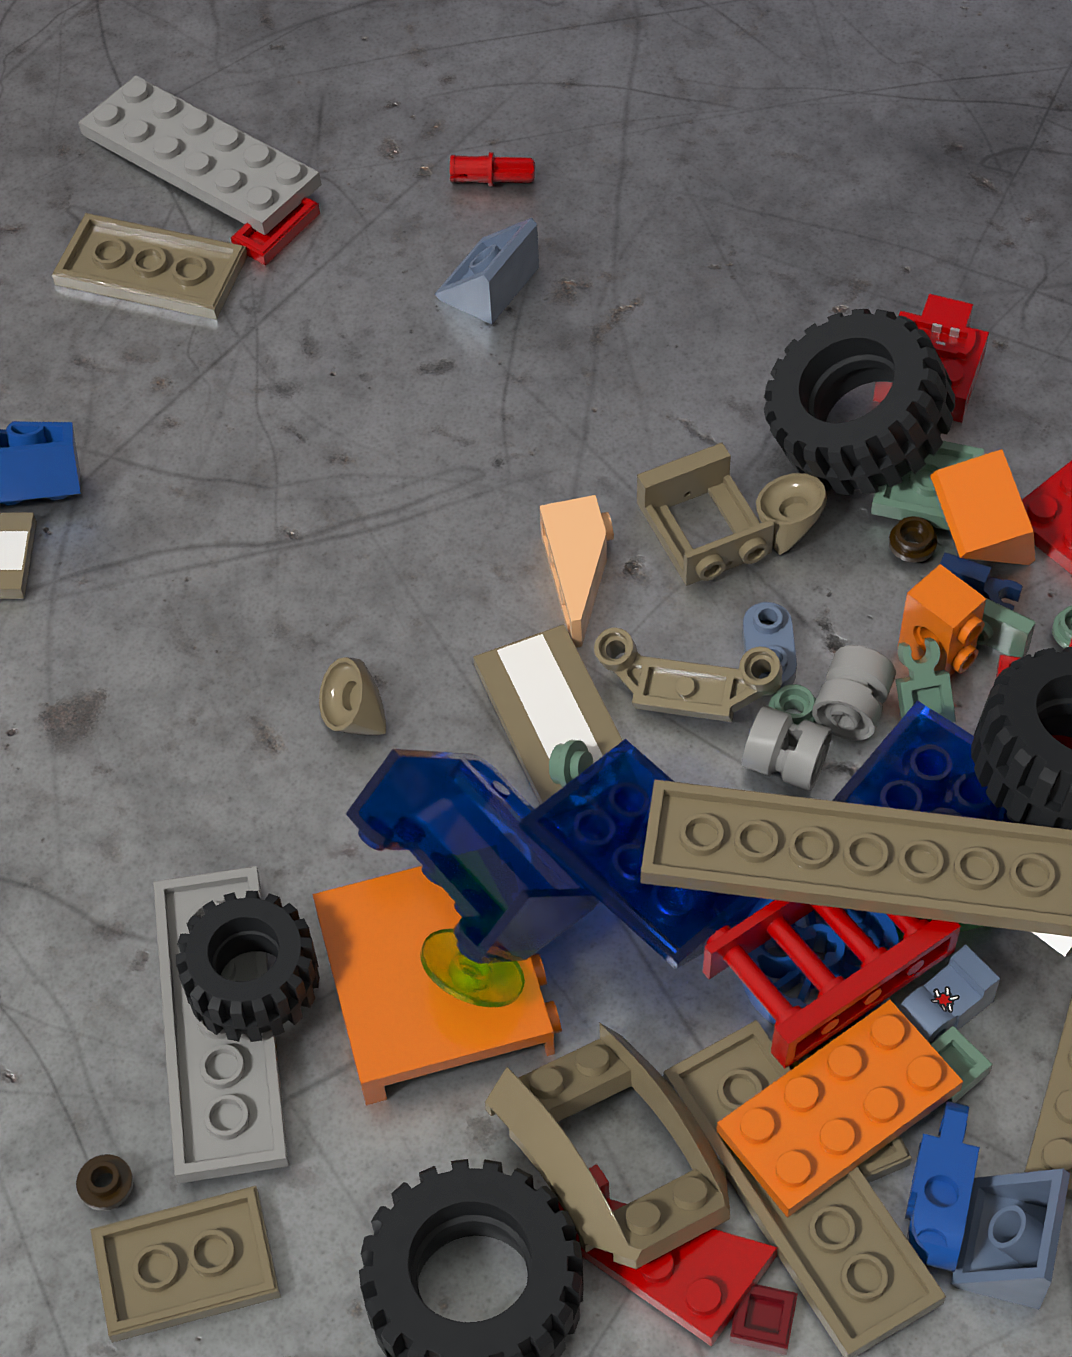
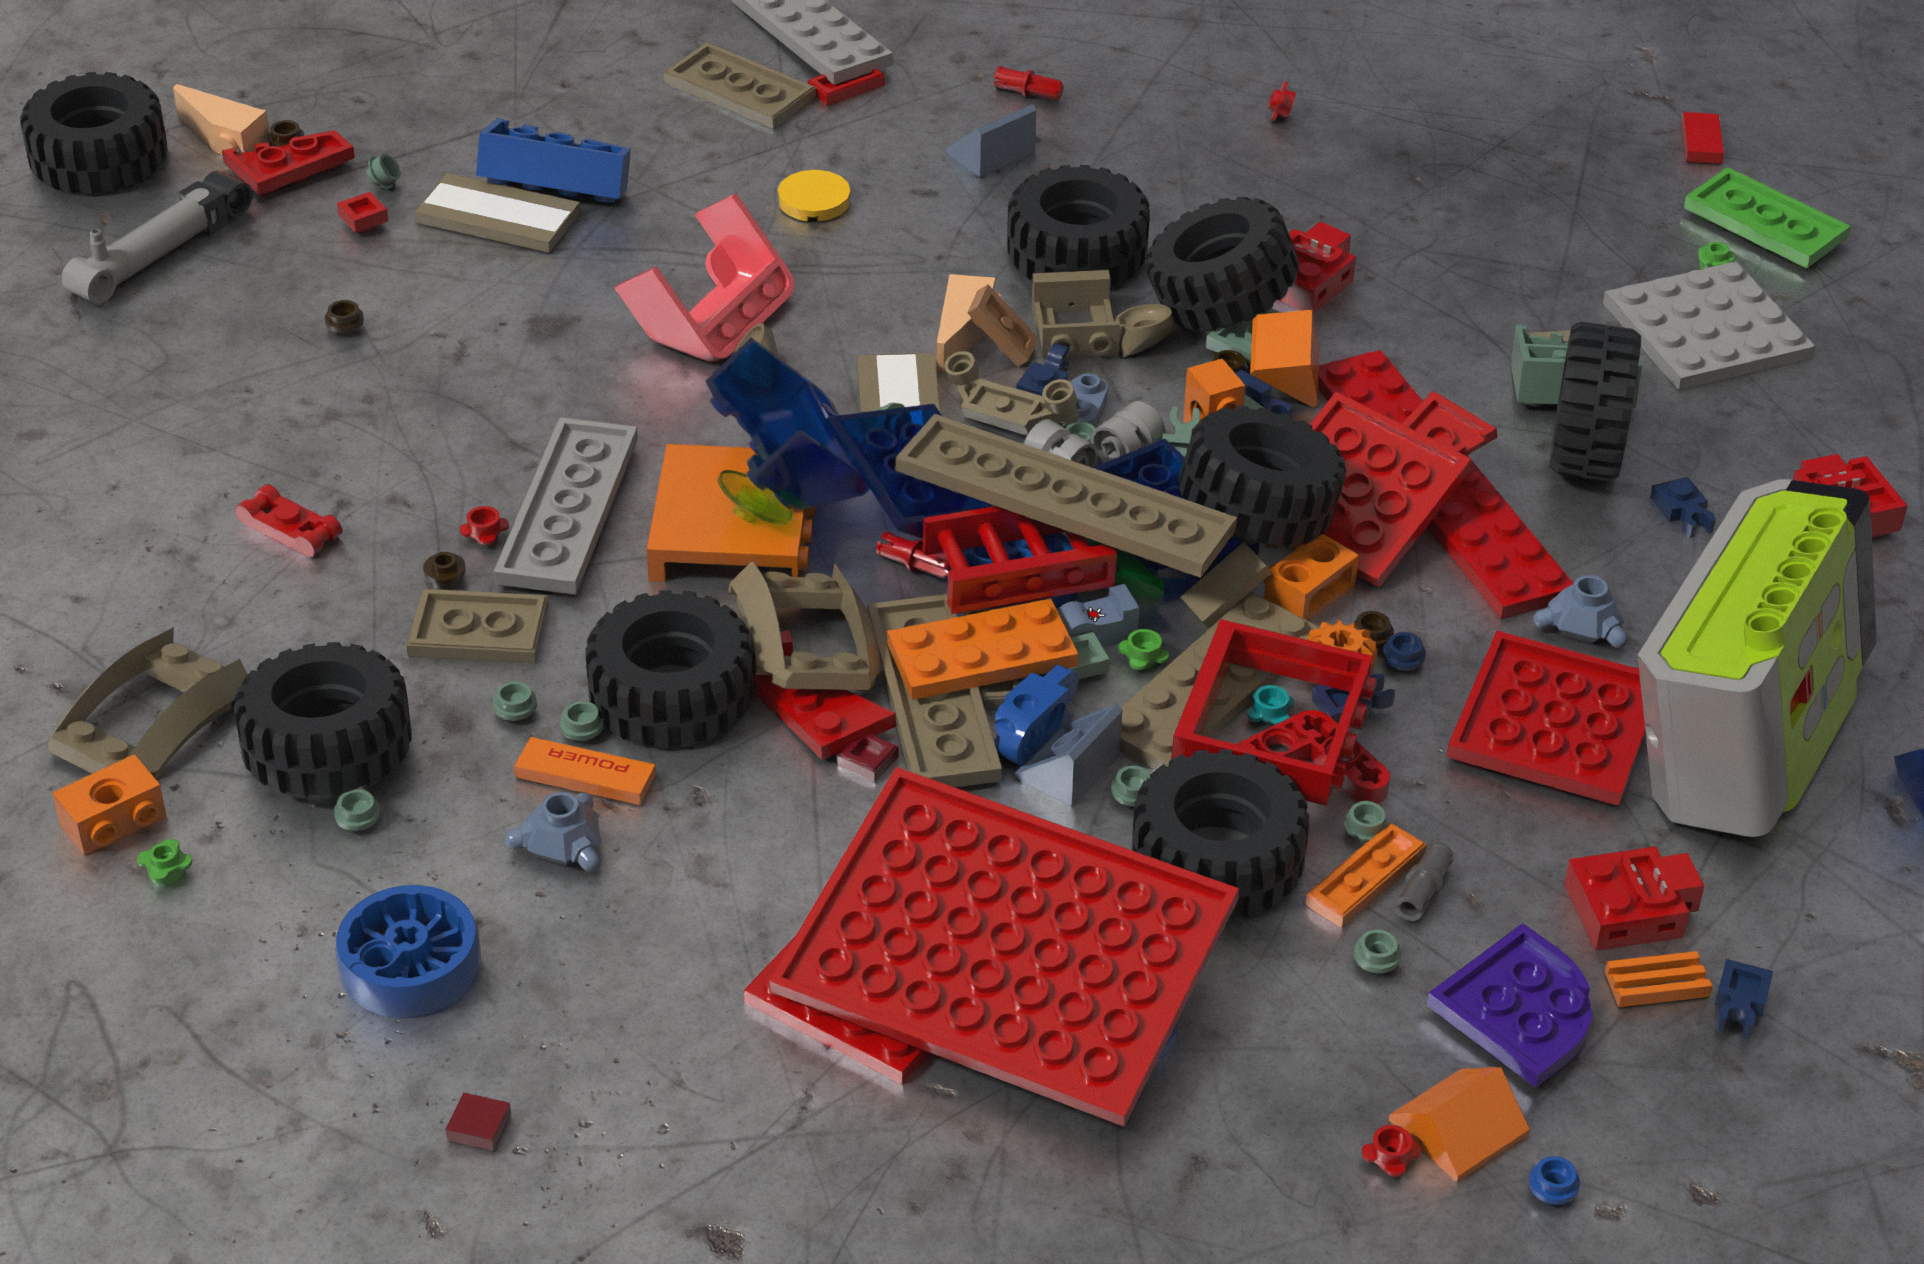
camera: 15 degrees right, 15 degrees down
(122, 1076) = (483, 525): none -> red plate
(240, 928) = (599, 464): black tyre -> none
(290, 619) = (748, 288): none -> coral windscreen
(312, 413) = (814, 195): none -> yellow tile
(634, 565) = (1002, 325): none -> medium nougat plate
(654, 339) = (1078, 223): none -> black tyre
(688, 972) = (912, 556): none -> red axle
(709, 625) = (1040, 375): none -> dark blue plate
(793, 117) = (1281, 102): none -> red plate
(1024, 1013) = (1143, 649): none -> bright green plate

